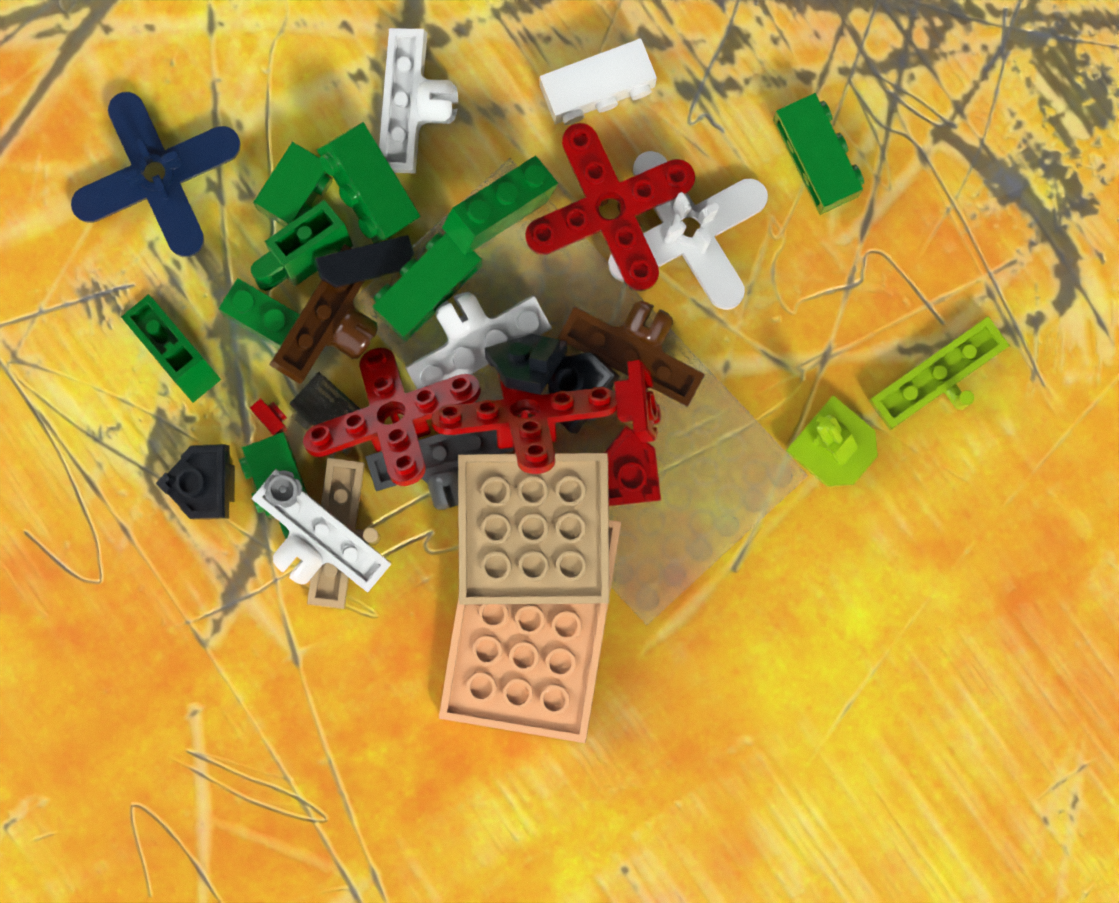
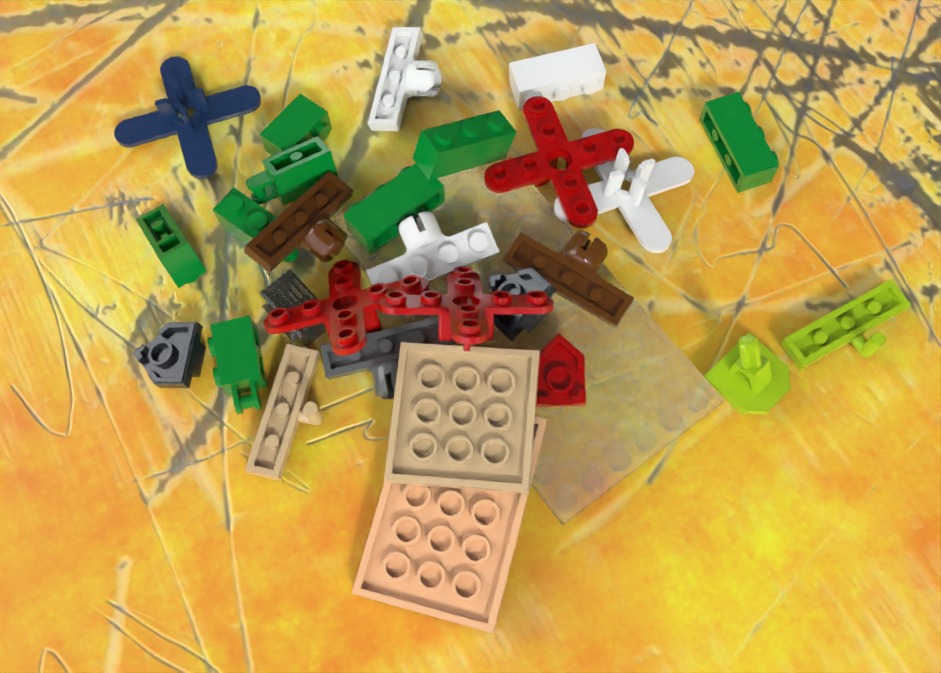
camera: 15 degrees right, 15 degrees down
(270, 416) = (242, 304): red plate -> none
(286, 479) = (224, 353): light grey plate -> none
(321, 539) = (261, 407): white plate -> none
(365, 262) = (341, 185): black piece -> none
(367, 183) = (356, 127): green brick -> none
(527, 361) = (474, 269): black plate -> none
(638, 403) = (570, 308): red plate -> none

